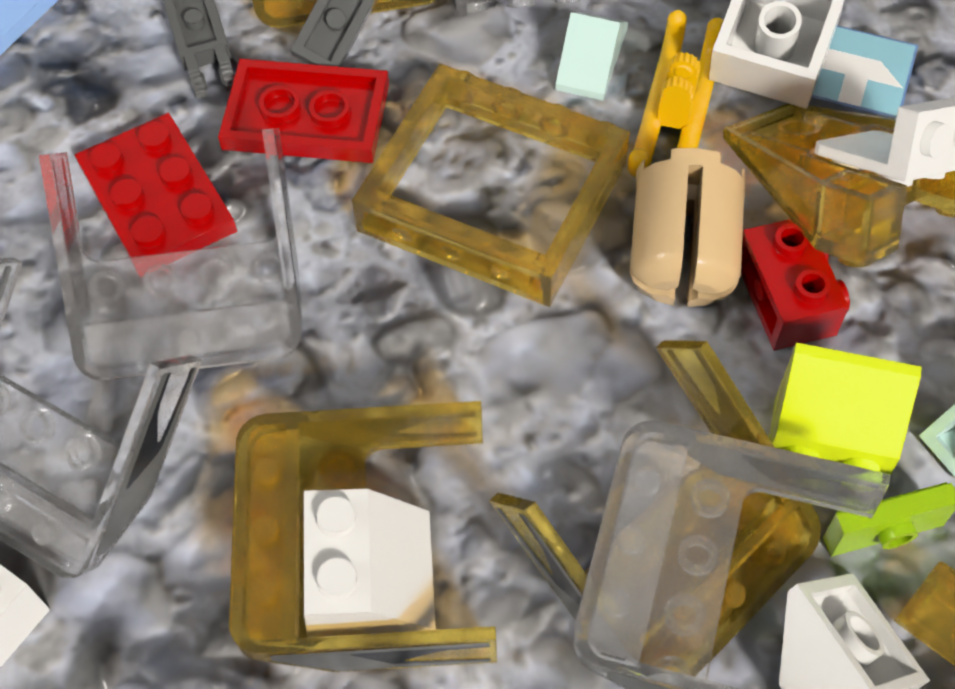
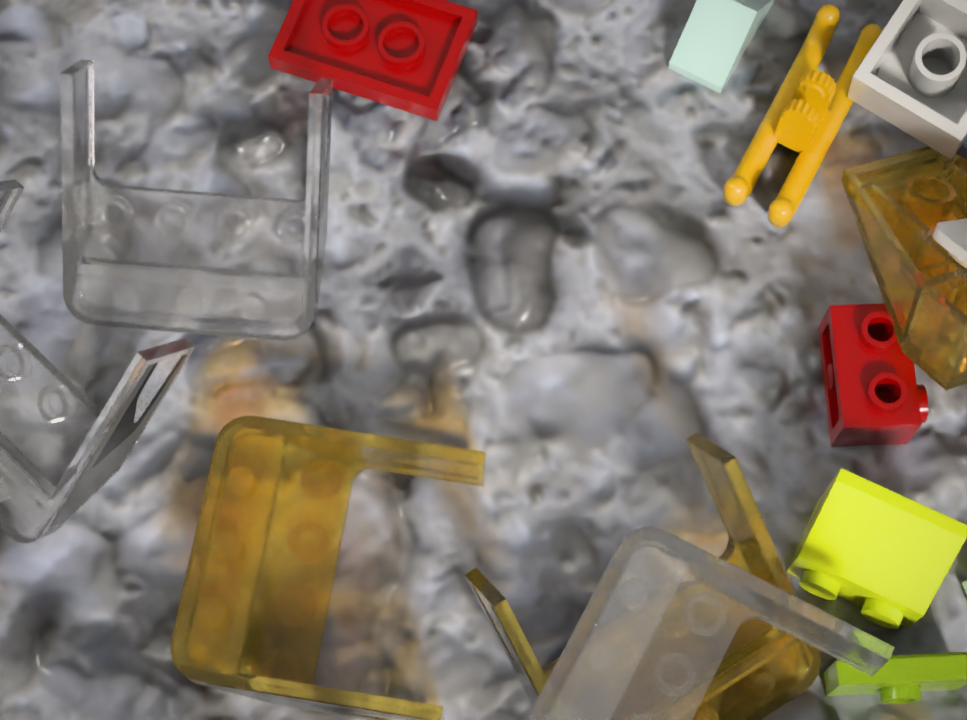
camera: 10 degrees right, 10 degrees up
(155, 190) = (187, 105): red plate -> none
(366, 564) = (327, 603): white slope -> none
(464, 246) = (513, 251): clear yellow window -> none
(667, 192) = (799, 297): tan cylinder -> none

